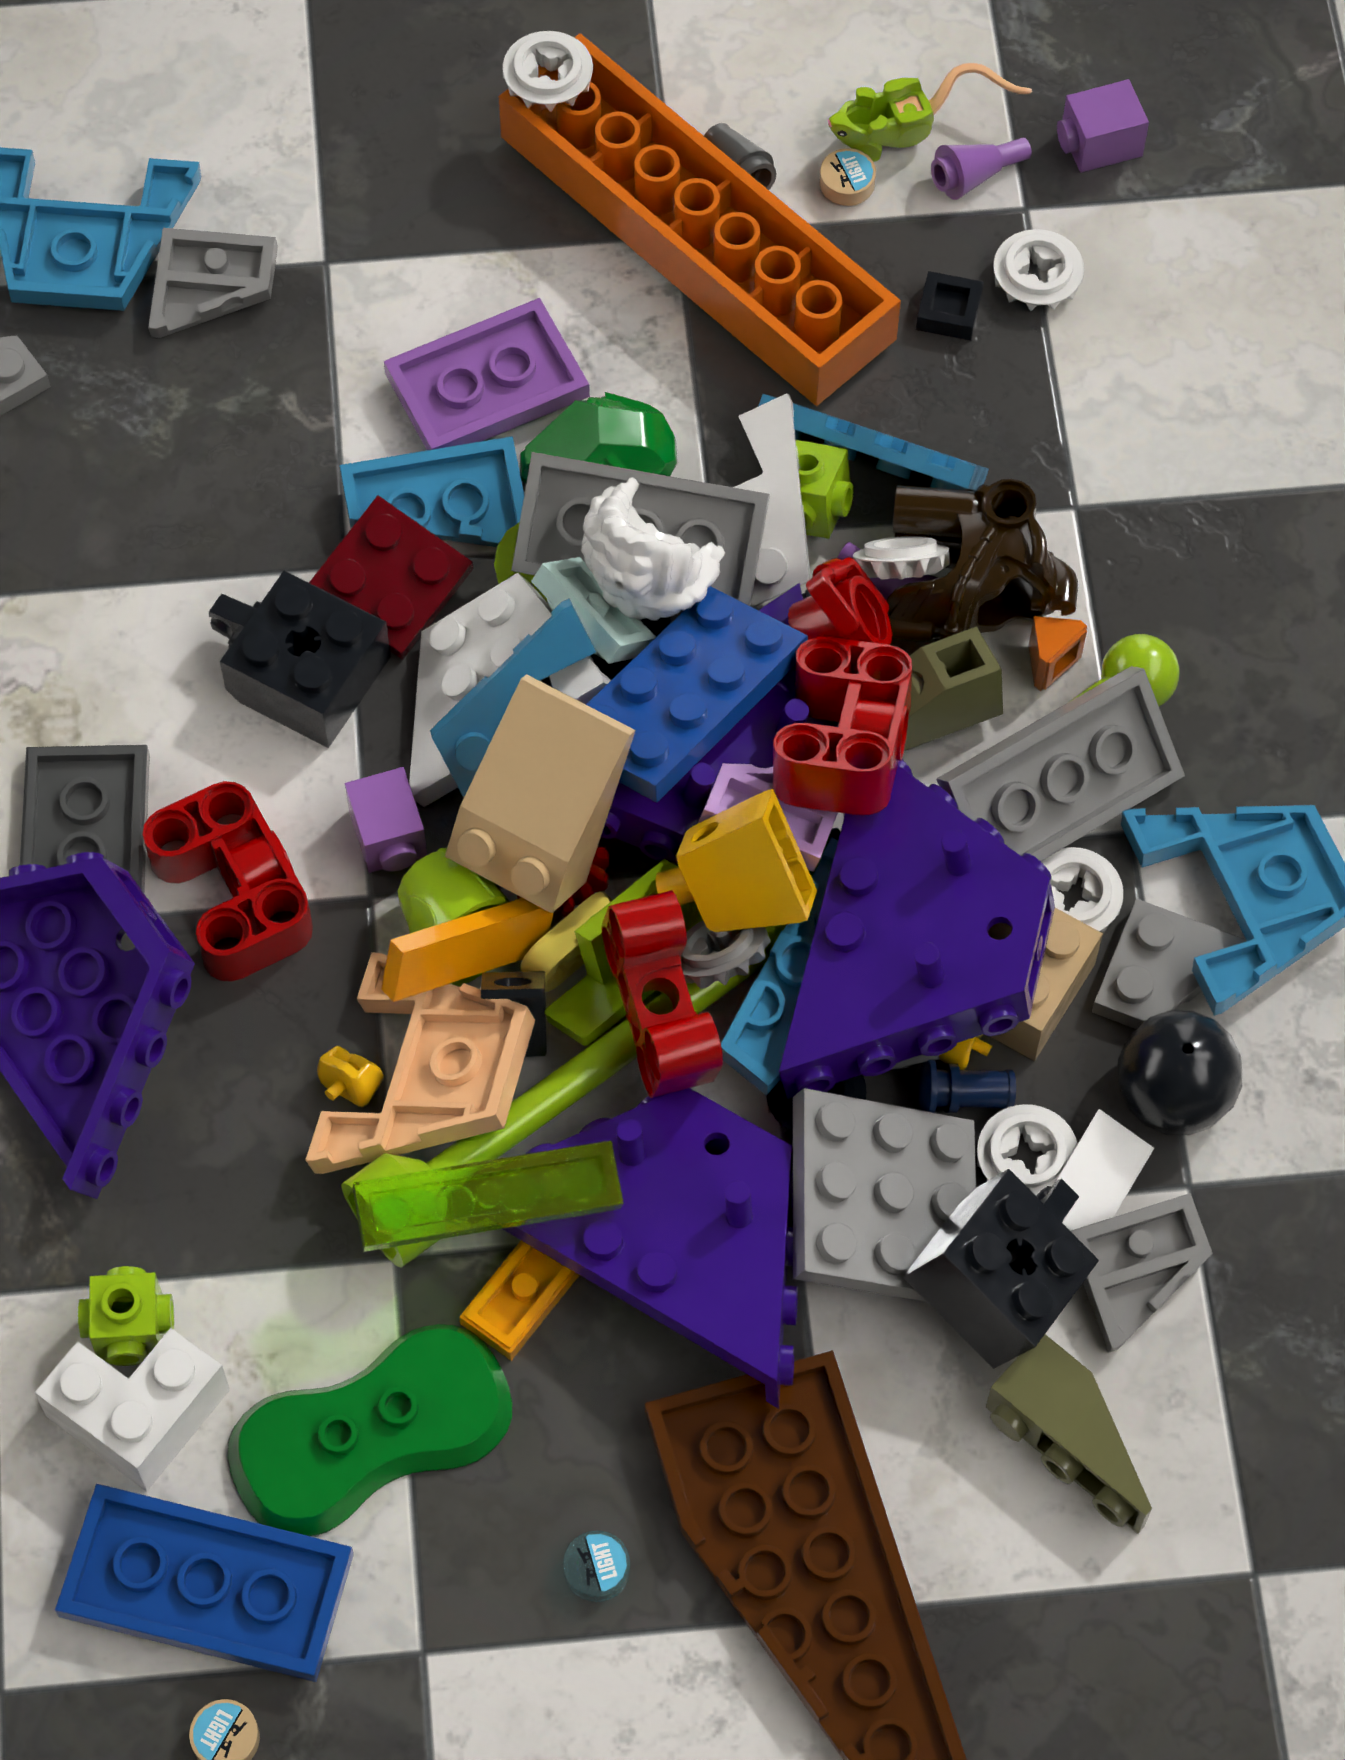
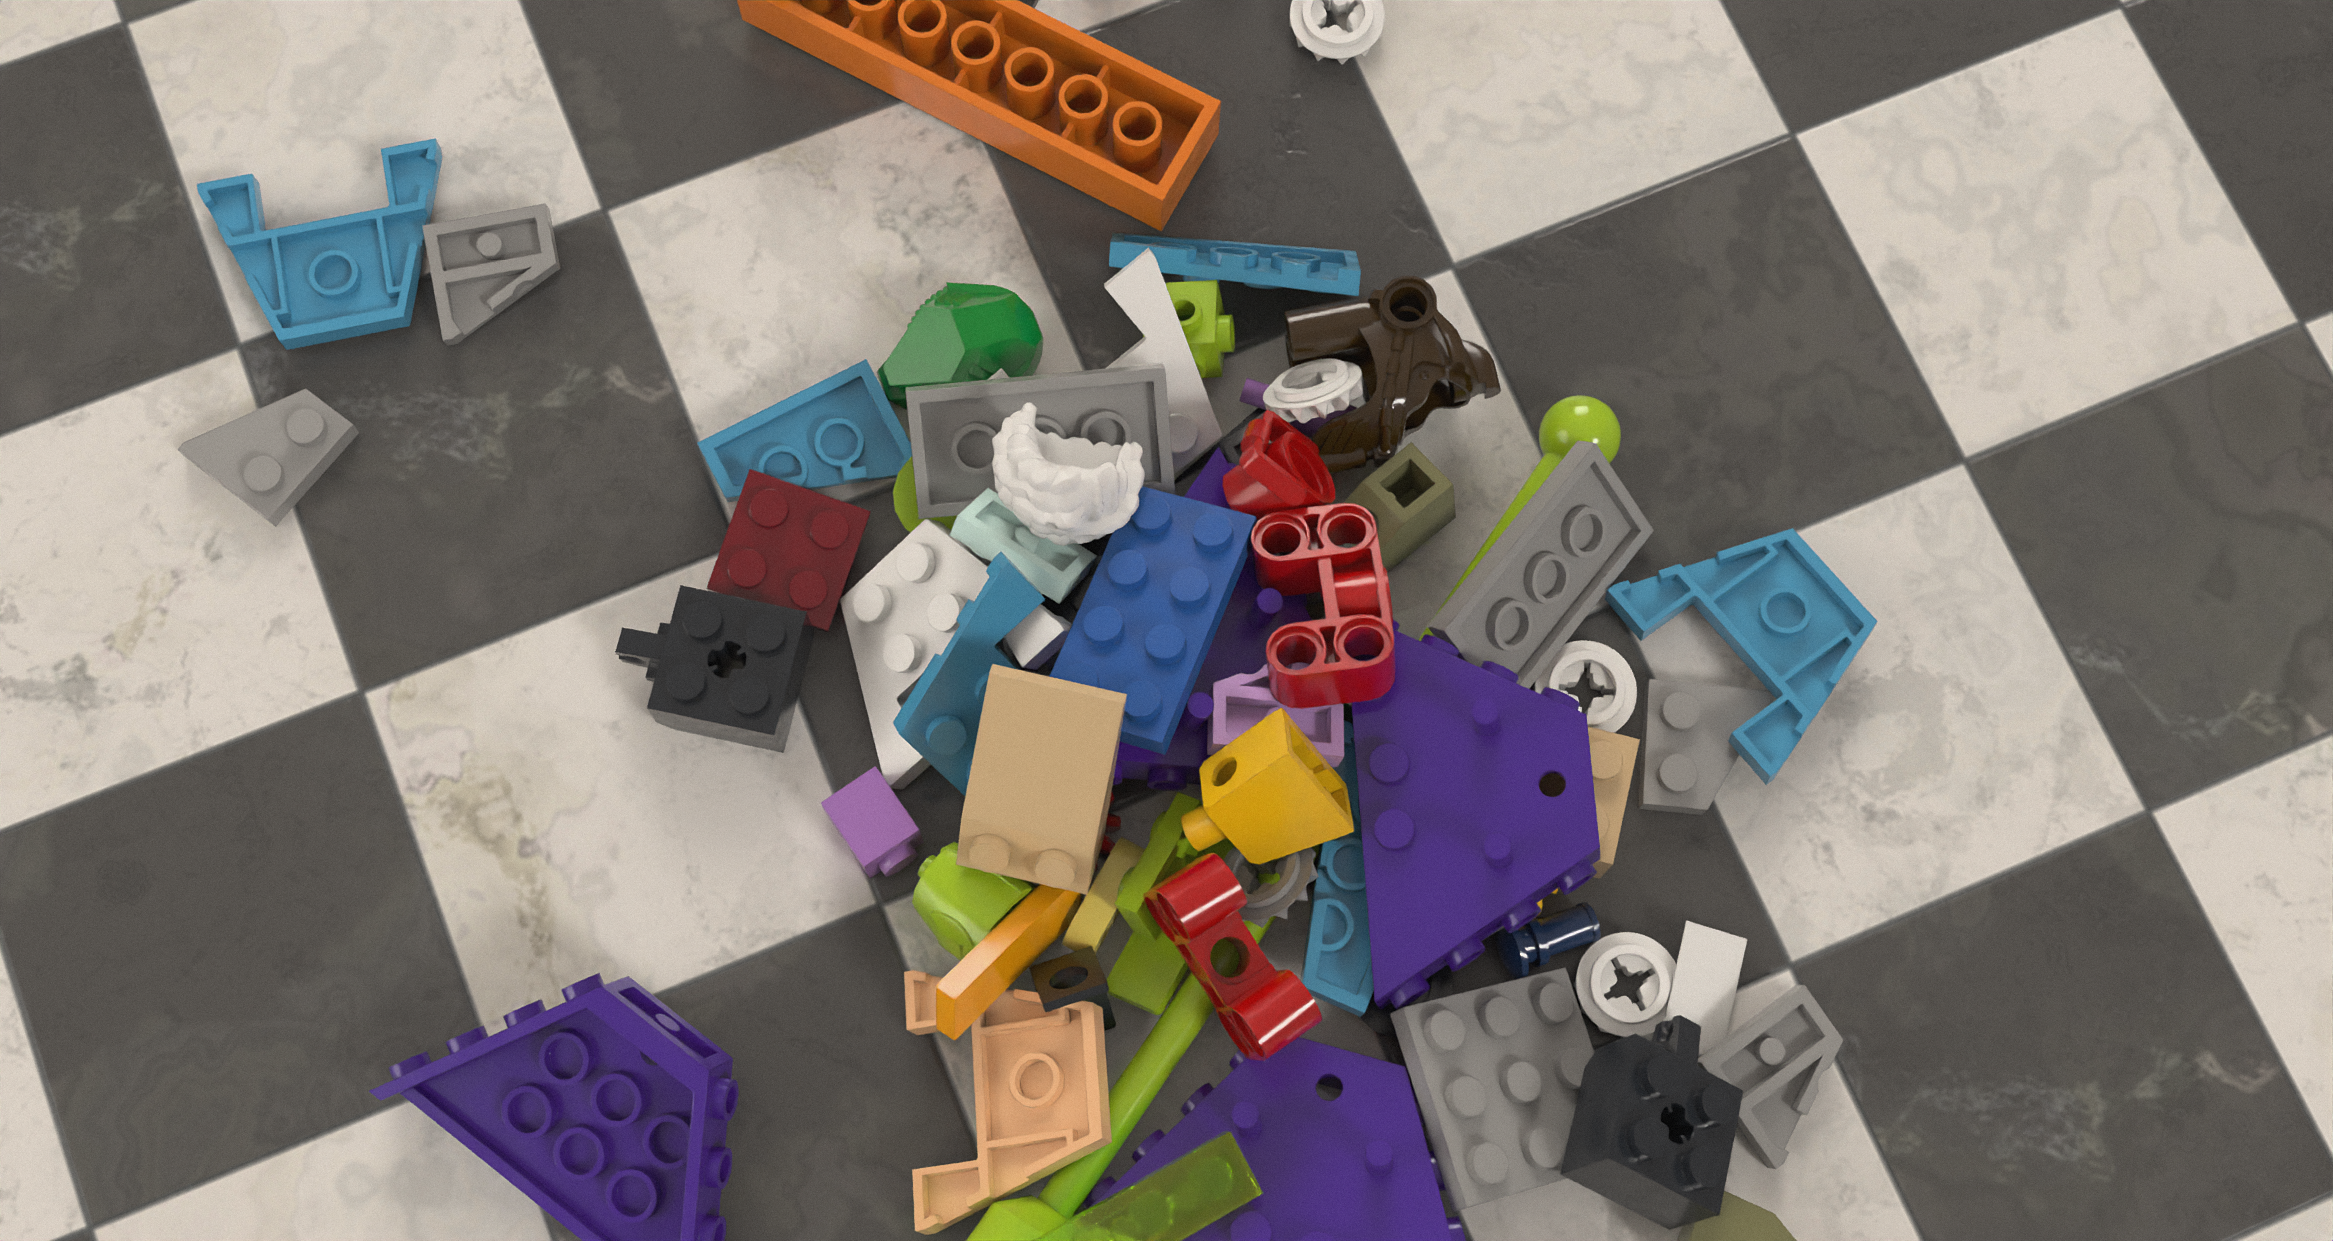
camera: 20 degrees left, 10 degrees up
(86, 803) = (557, 910): dark grey tile -> none
(250, 865) = (751, 916): red beam -> none
(348, 1076) = (926, 1112): yellow piece -> none
(487, 378) = (816, 298): medium lavender plate -> none
(949, 305) = (1260, 81): black tile -> none
(1054, 648) = (1482, 431): orange slope -> none
(1180, 1072) = (1736, 871): black helmet -> none

